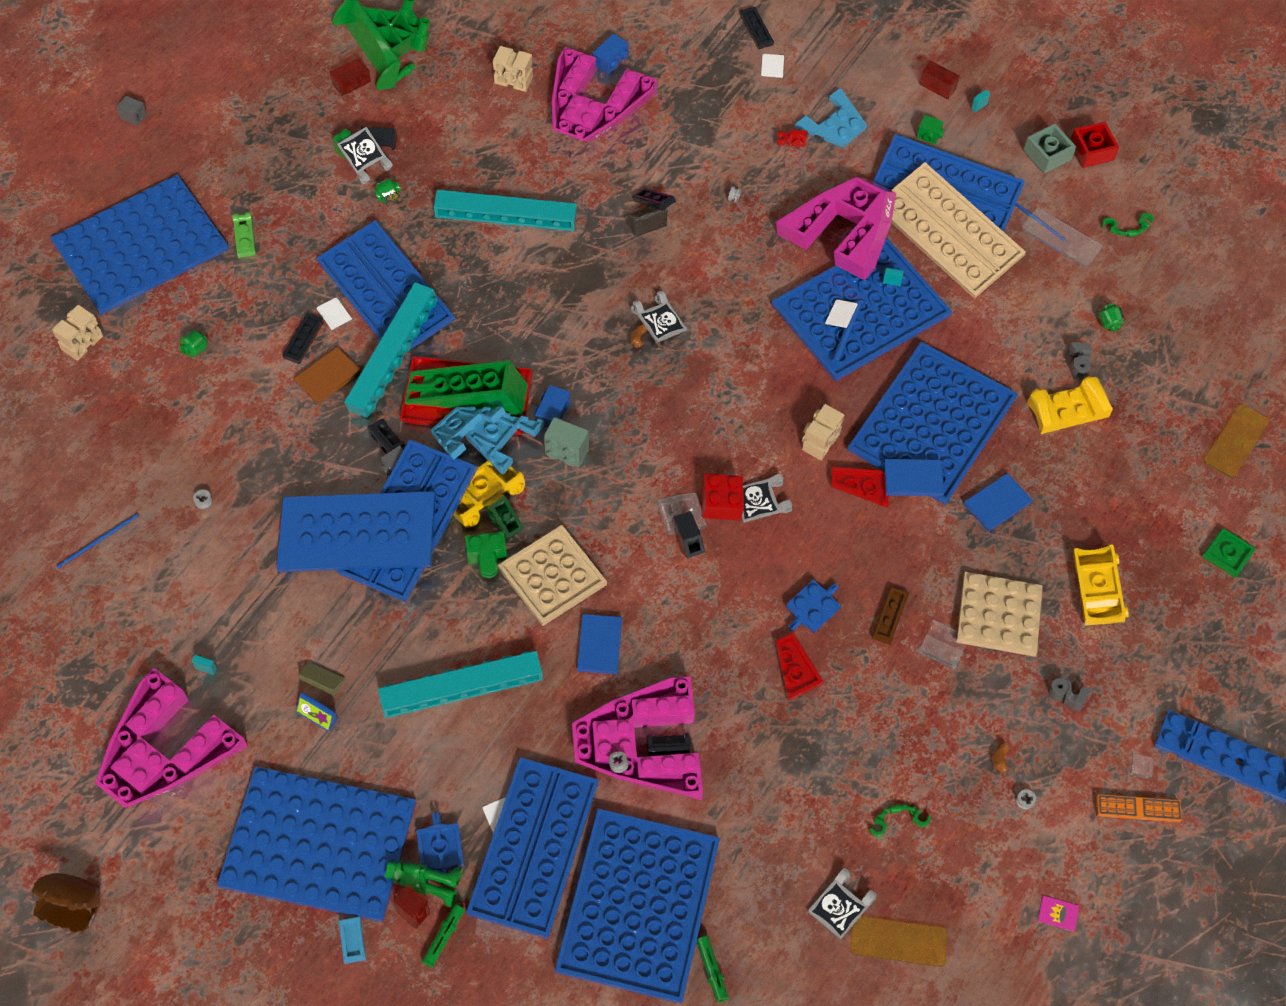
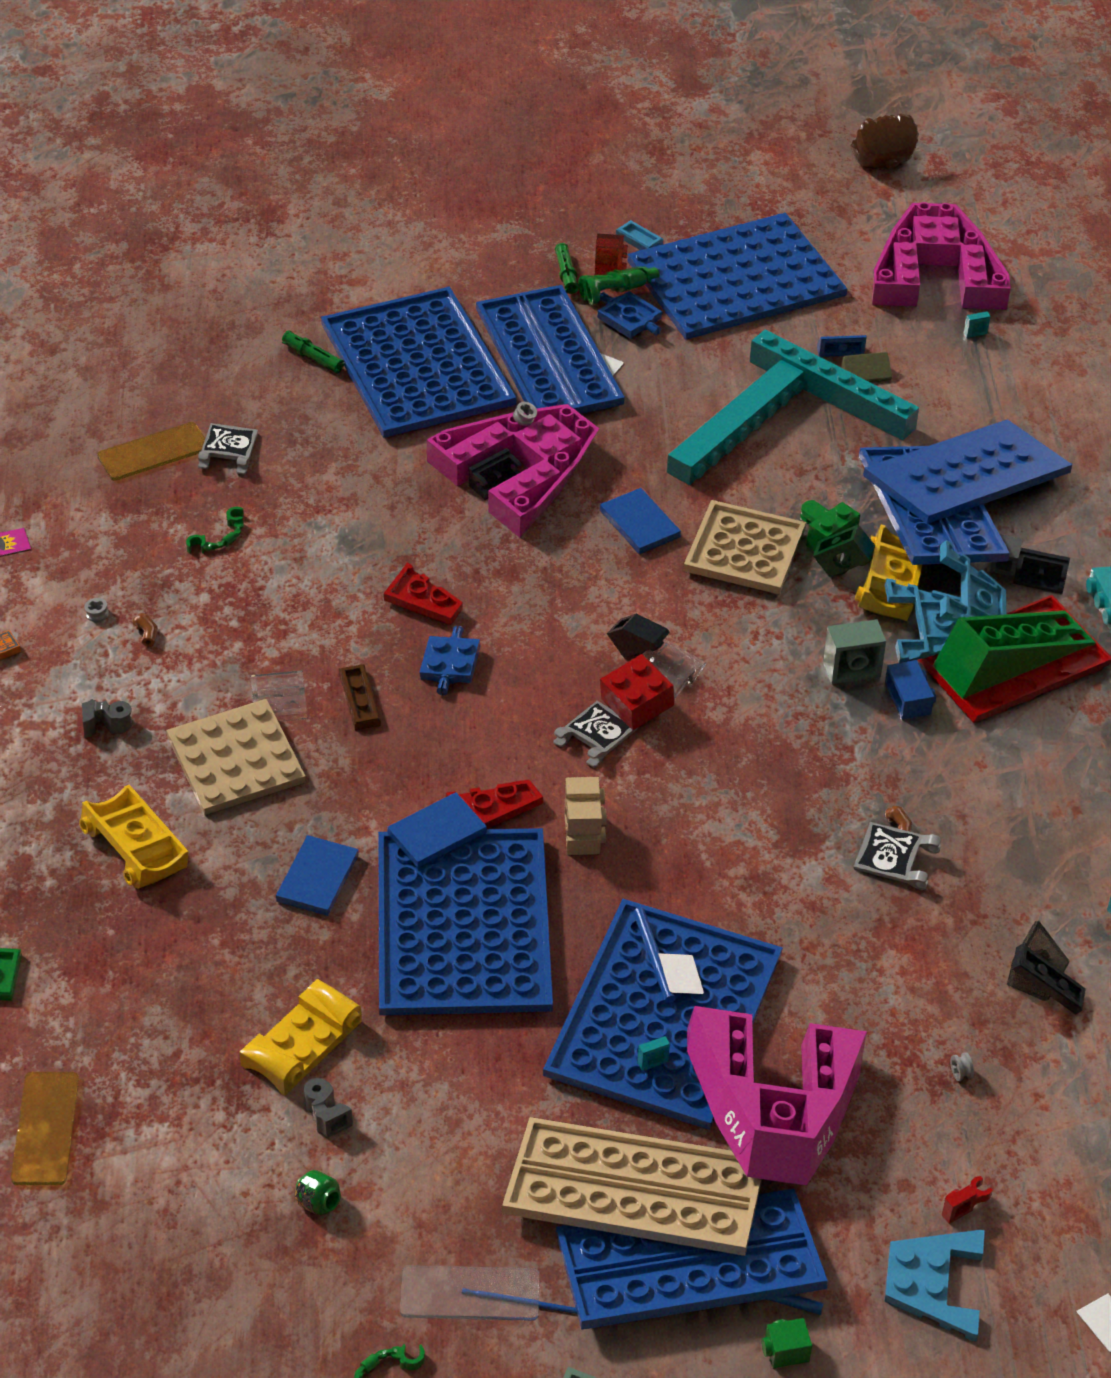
camera: 145 degrees right, 15 degrees down
(363, 674) = (838, 385): none -> teal brick

